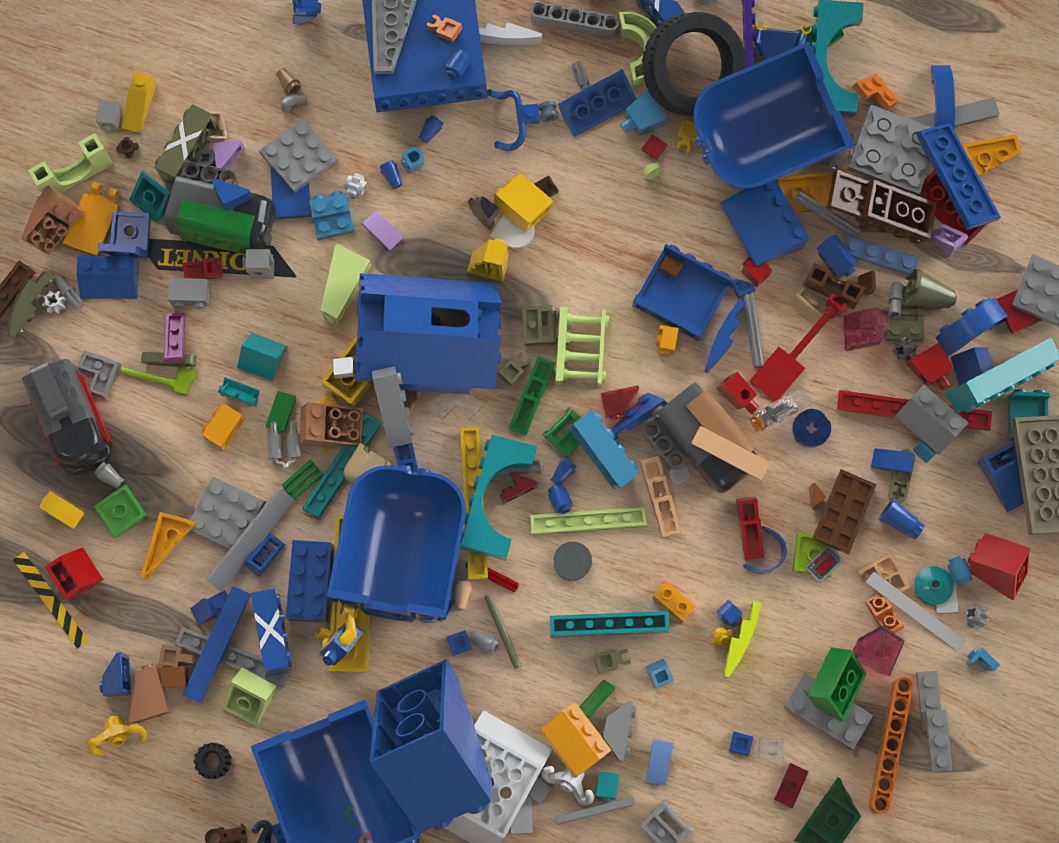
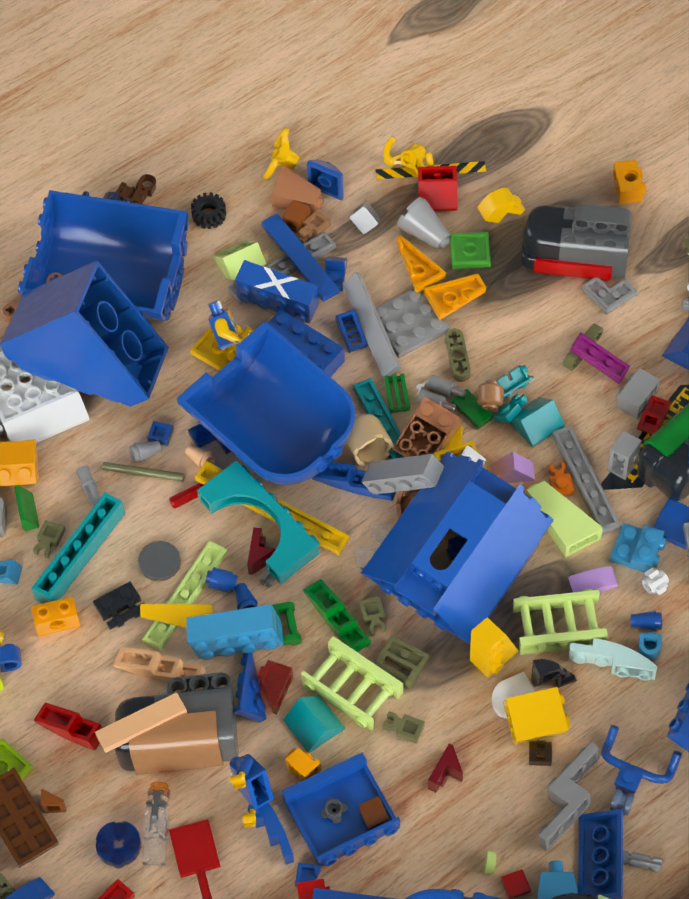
camera: 125 degrees right, 20 degrees down
(51, 620) = (410, 157): none -> yellow piece
(108, 475) = (507, 254): light grey cone -> none
(119, 560) = (424, 224): none -> light grey cone
(139, 619) = (364, 217): none -> panel
(179, 492) = (454, 294): none -> light orange wing
(181, 384) = (554, 347): lime piece -> none
(222, 426) = (489, 355): light orange brick -> none
(228, 468) = (455, 362): none -> olive beam
(266, 378) = (509, 411): none -> teal plate
(266, 396) = (490, 395): none -> medium nougat head
(293, 288) = (585, 479): none -> light grey tile
(308, 304) = (561, 481): none -> orange plate
(320, 346) = (514, 468): none -> lavender slope
(430, 128) = (674, 682): blue cone -> none
(437, 175) = (623, 660): none -> light aqua slope
(440, 215) = (558, 641): none -> yellowish green fence
(544, 664) = (88, 484): none -> light grey axle
(568, 147) = (568, 796): none -> light grey bracket
(588, 287) = (407, 727): none -> olive plate
(599, 243) = (447, 766): none -> dark red slope
(606, 506) = (174, 613): none -> yellow sticker
(627, 568) = (116, 602): none -> black plate
(628, 356) = (312, 722): none -> teal slope
(685, 292) = (334, 804): none -> dark grey plate
(715, 352) = (253, 783): none -> blue torso
(732, 389) = (202, 793): red torso -> none
(753, 330) = (255, 855): light grey axle -> none
(783, 556) = (33, 742): blue piece -> none

